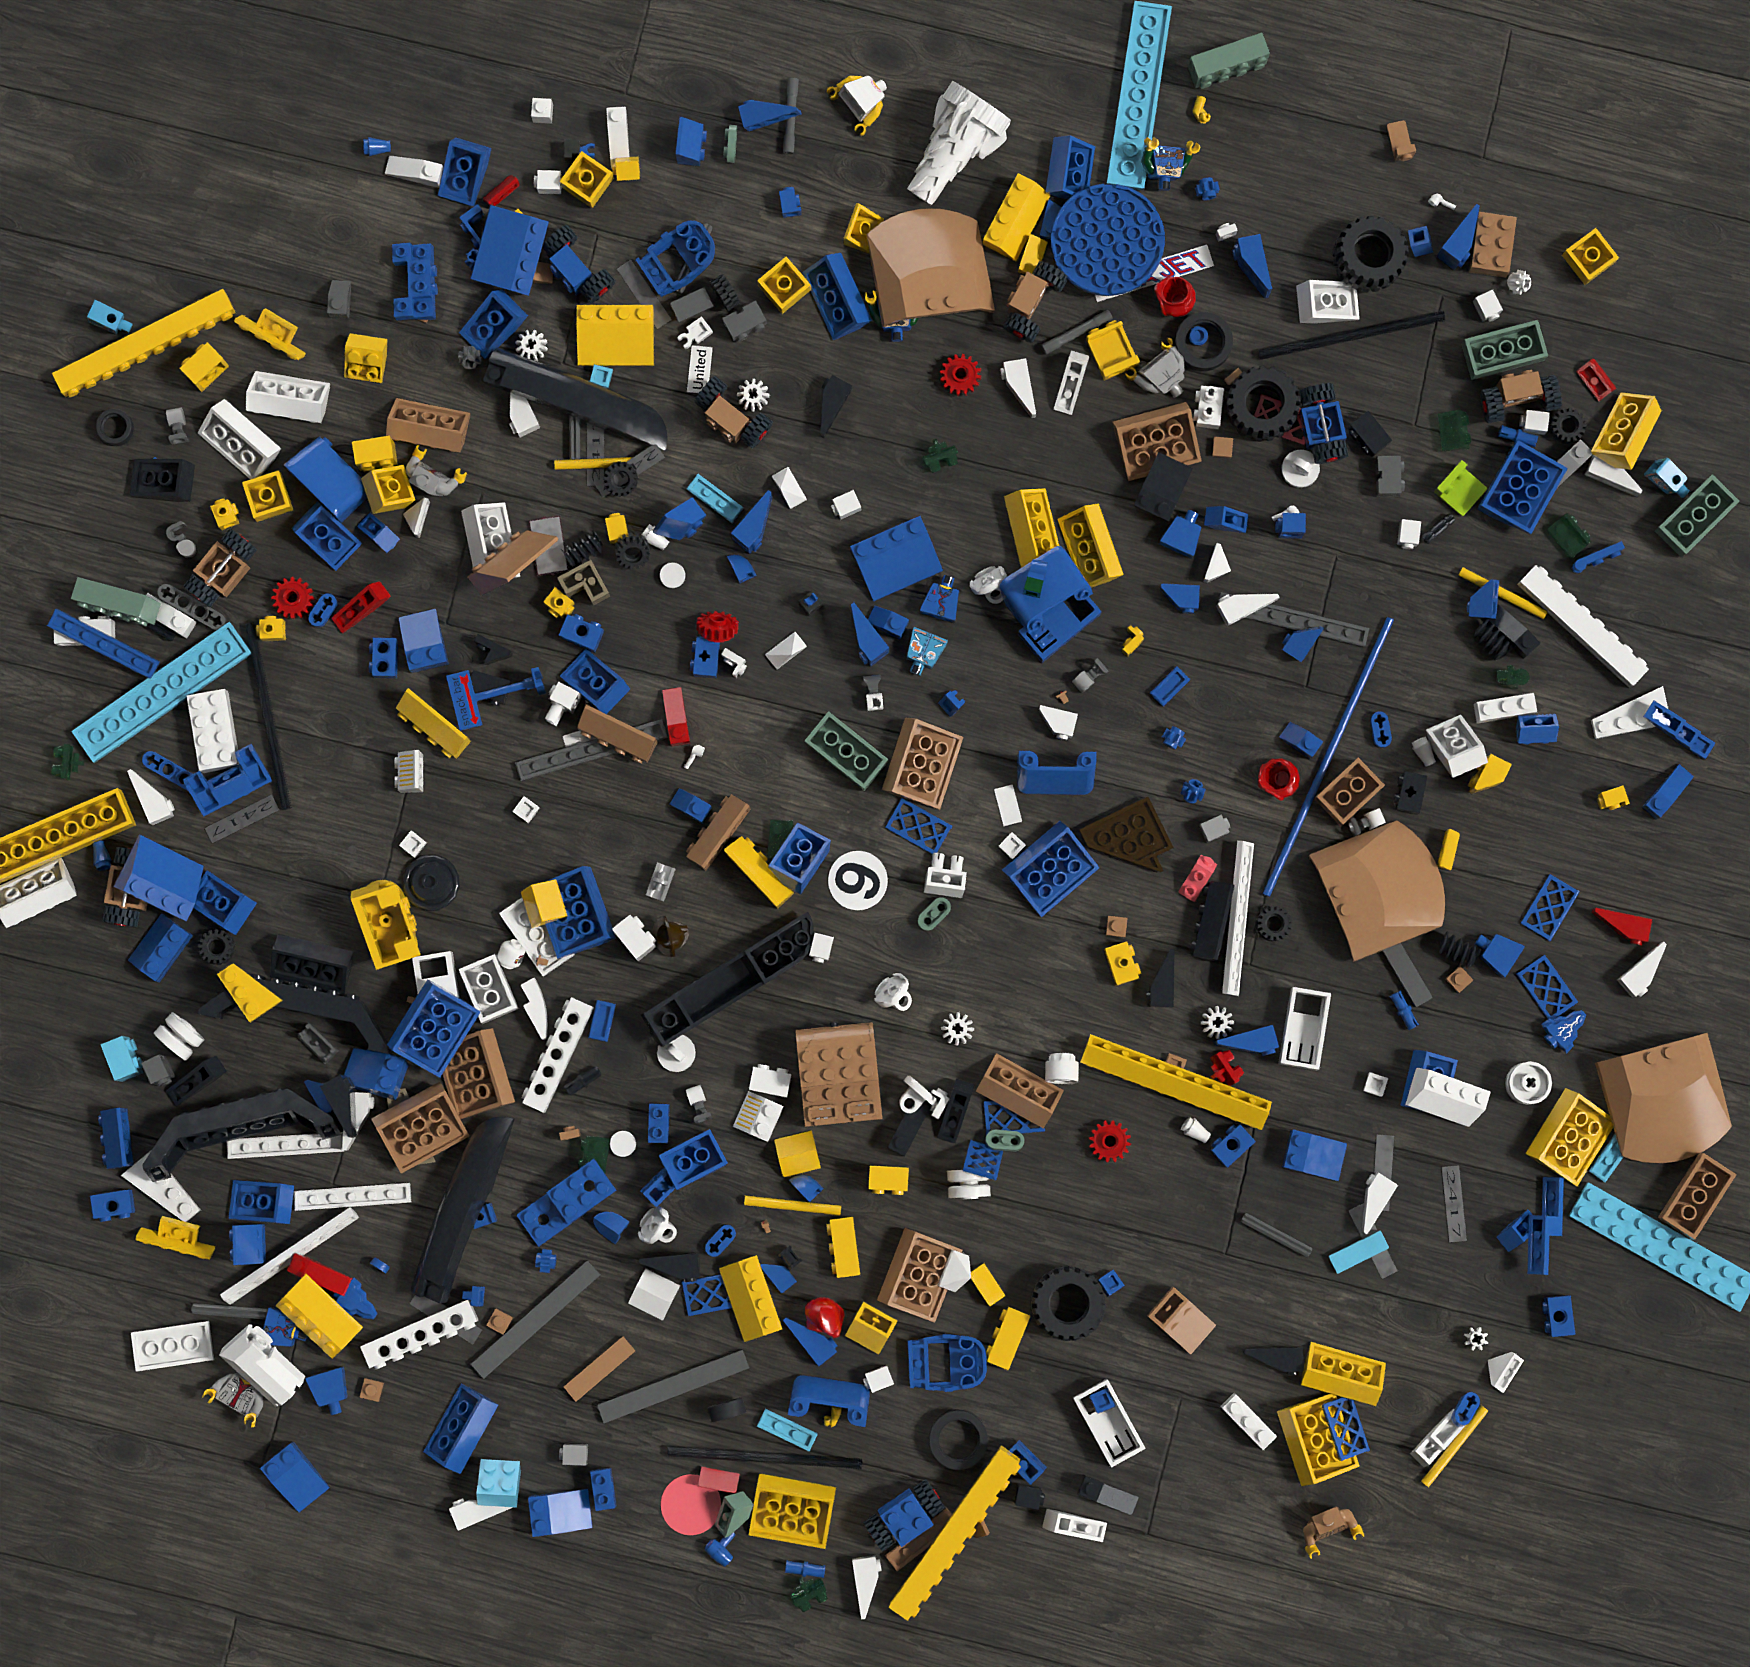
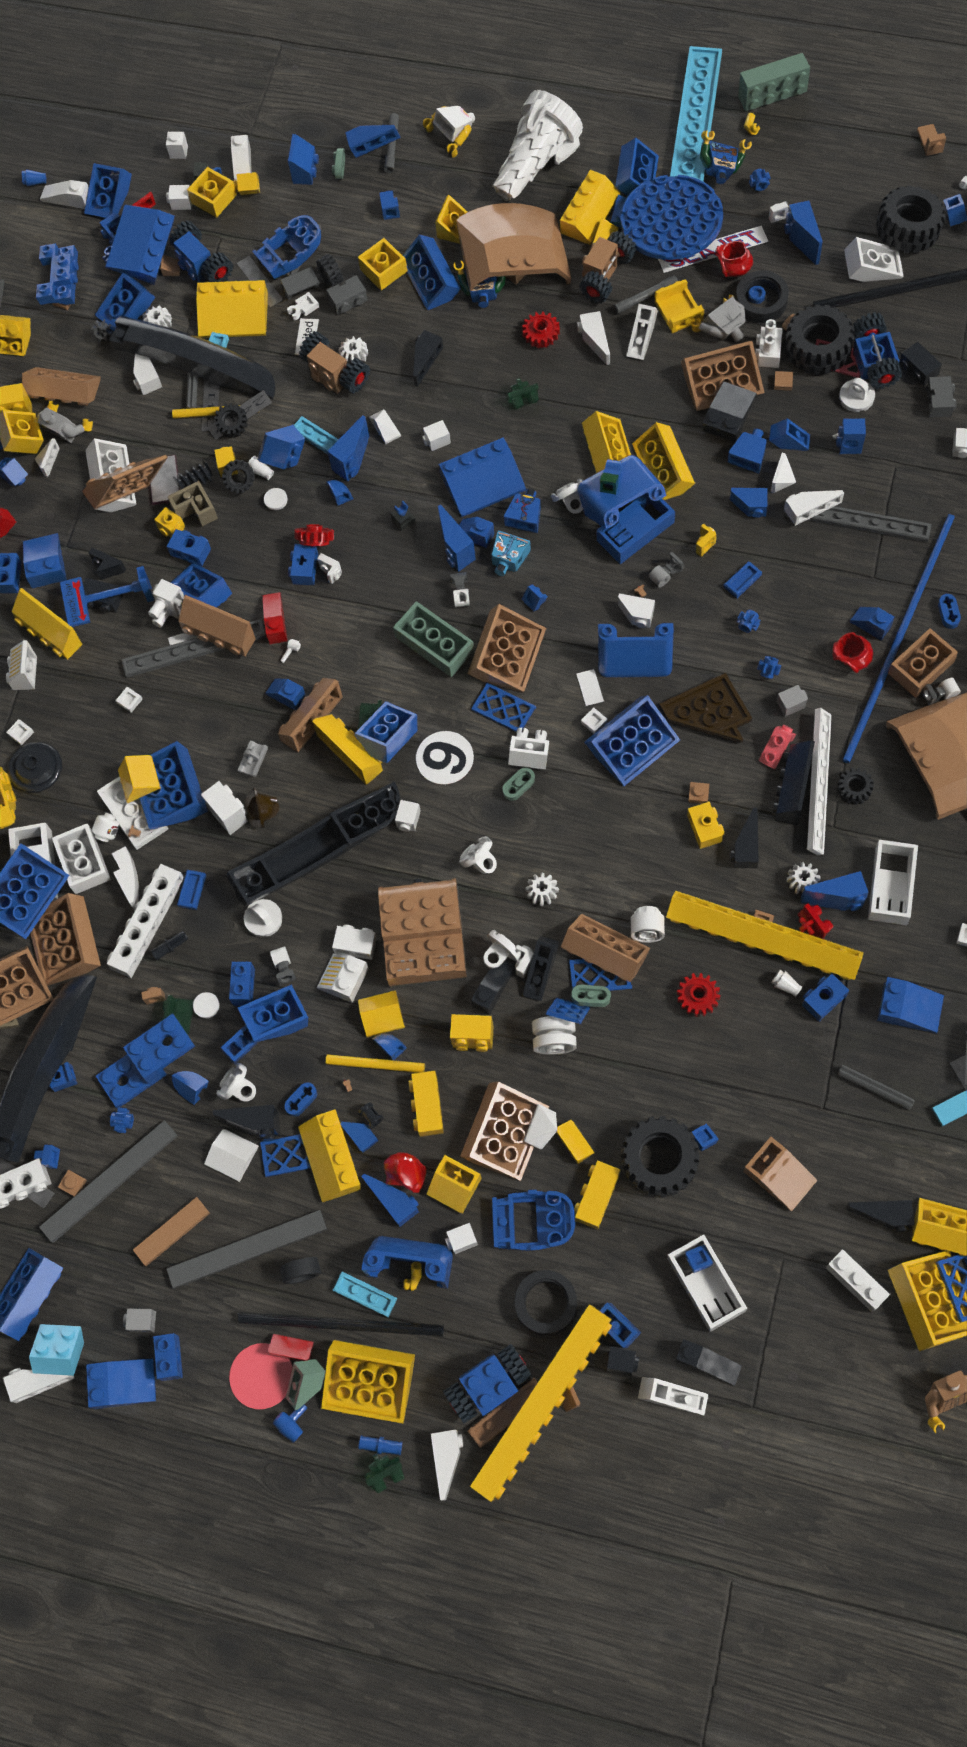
camera: 10 degrees right, 15 degrees down
(785, 650) = (379, 559): white slope -> none
(1301, 642) = (867, 534): blue slope -> none

